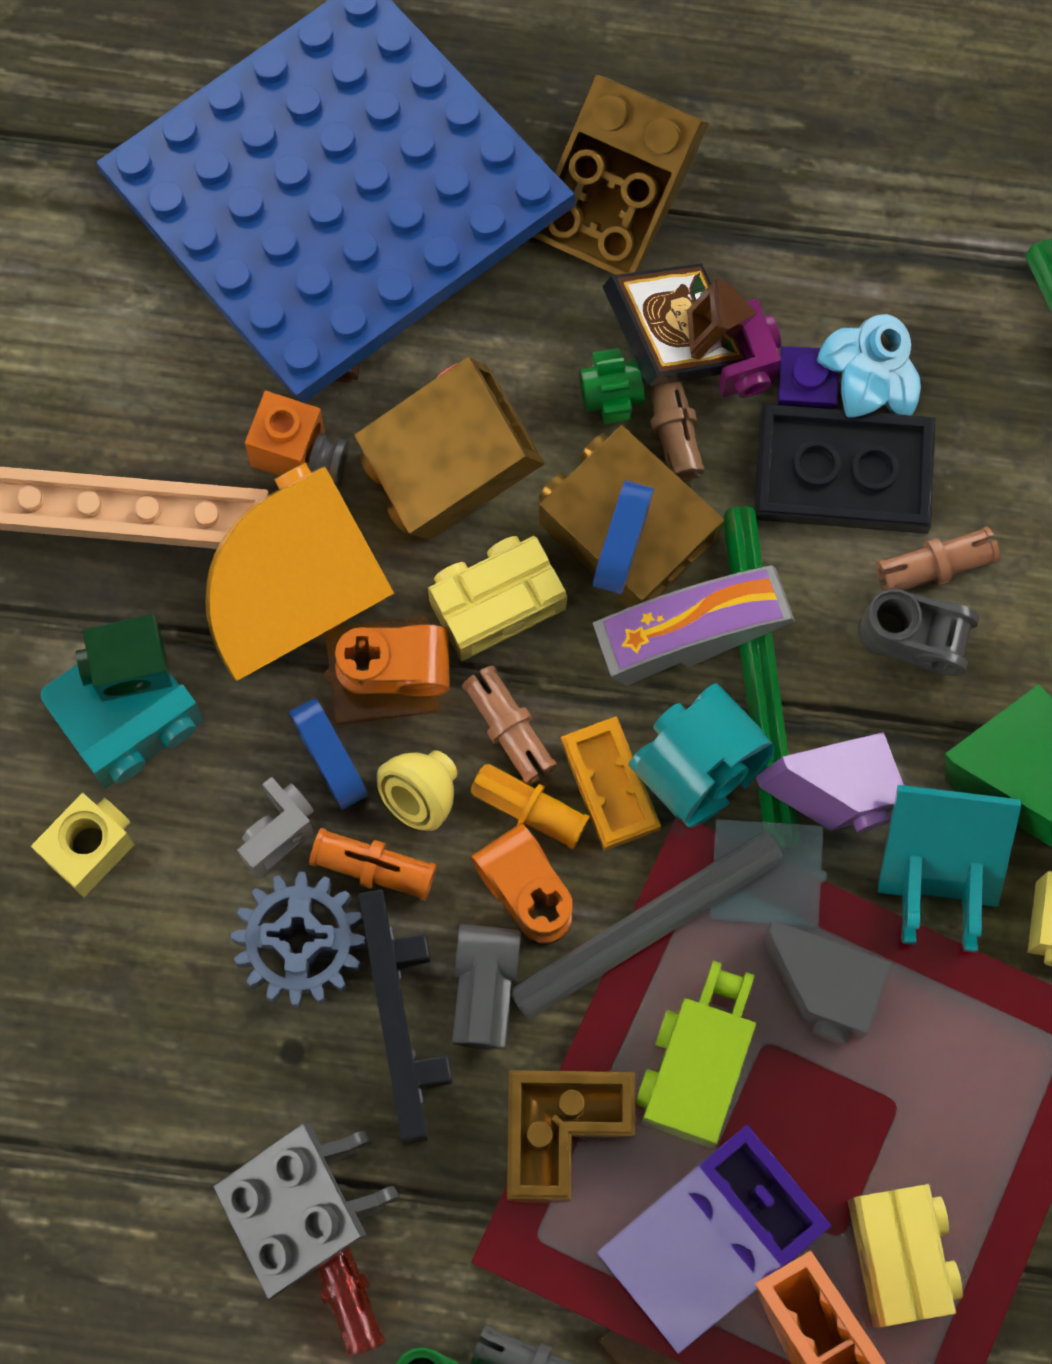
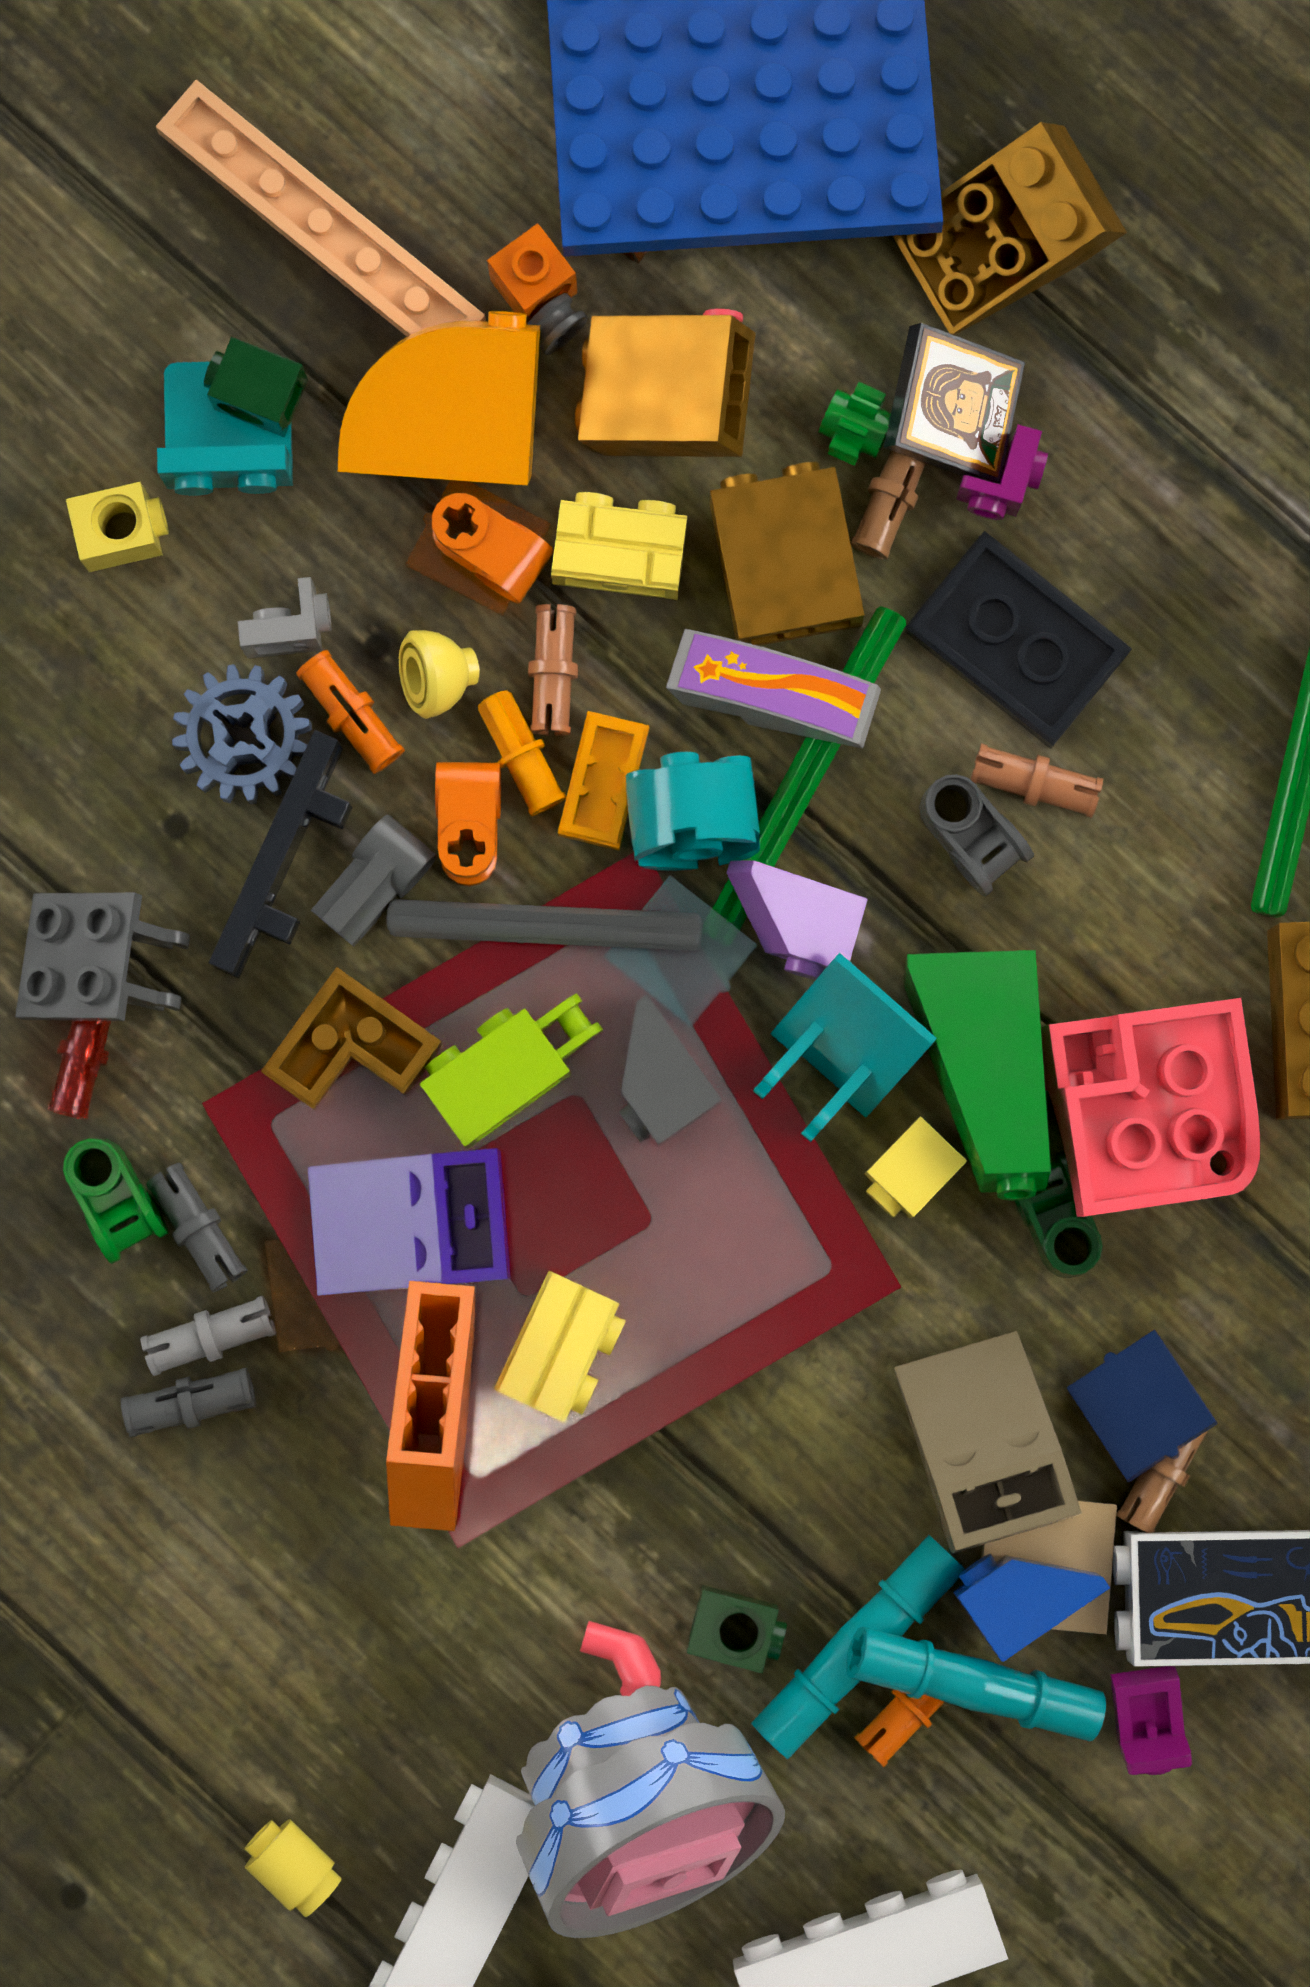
camera: 40 degrees right, 10 degrees up
(328, 753) = (377, 588): blue beam -> none
(623, 537) = (757, 571): blue beam -> none
(716, 318) = (988, 426): reddish brown slope -> none
(804, 380) = (1044, 534): dark purple plate -> none
(869, 371) = (1101, 567): medium azure plate -> none

